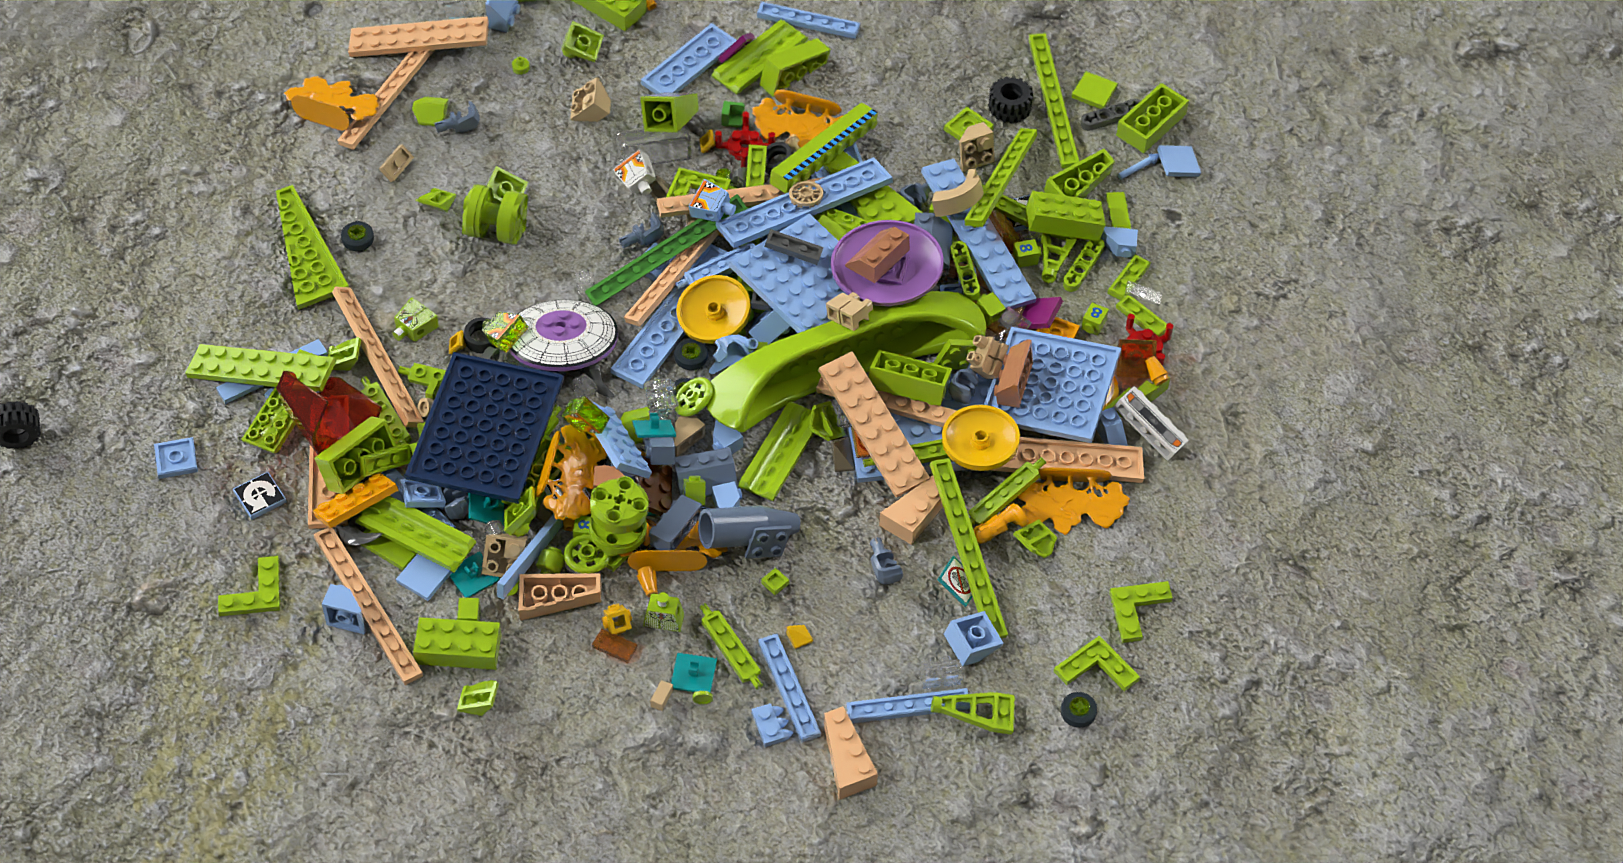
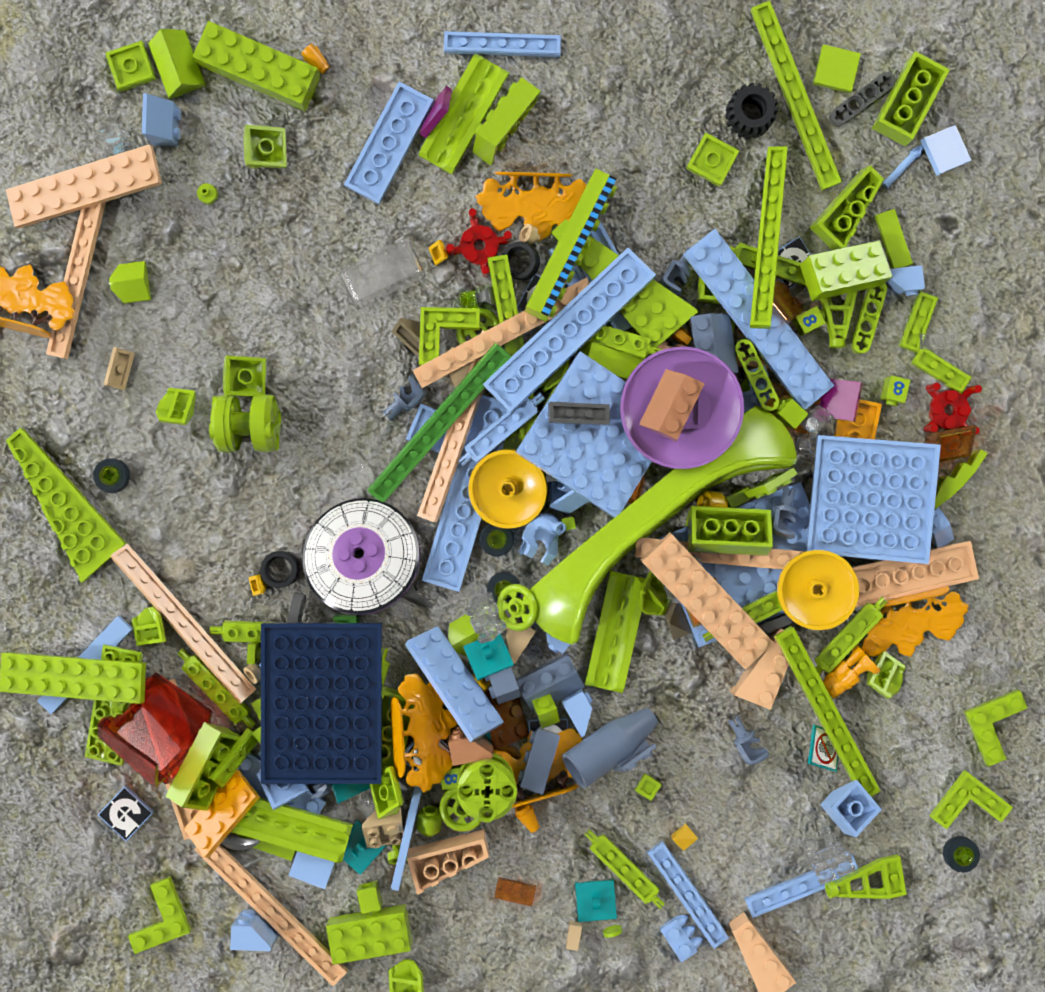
camera: 10 degrees left, 35 degrees up
(175, 458) = (29, 790): light blue tile -> none
(414, 321) = (205, 571): lime torso -> none
(460, 123) = (164, 295): sand blue piece -> none
(504, 329) = (301, 577): clear neon green torso -> none
(585, 416) = (419, 681): clear neon green torso -> none
(590, 102) = (298, 231): tan slope -> none
(619, 625) = (511, 872): yellow brick -> none
(637, 173) = (377, 322): white torso -> none
(664, 612) = (552, 854): lime torso -> none
(668, 111) = (389, 234): lime slope -> none
(711, 202) = (473, 367): light blue torso -> none
(732, 114) = (456, 207): bright green panel -> none
(806, 194) = (570, 324): tan wheel -> none
(848, 310) = (658, 488): tan hips -> none
(959, 198) = (735, 298): tan arch -> none
(976, 147) = (731, 191): tan slope -> none
(987, 357) = (805, 486): tan hips -> none
(1015, 374) = (838, 507): nougat slope -> none
(1151, 423) = (978, 516): white brick -> none
(1156, 371) = (978, 458): light orange cone -> none

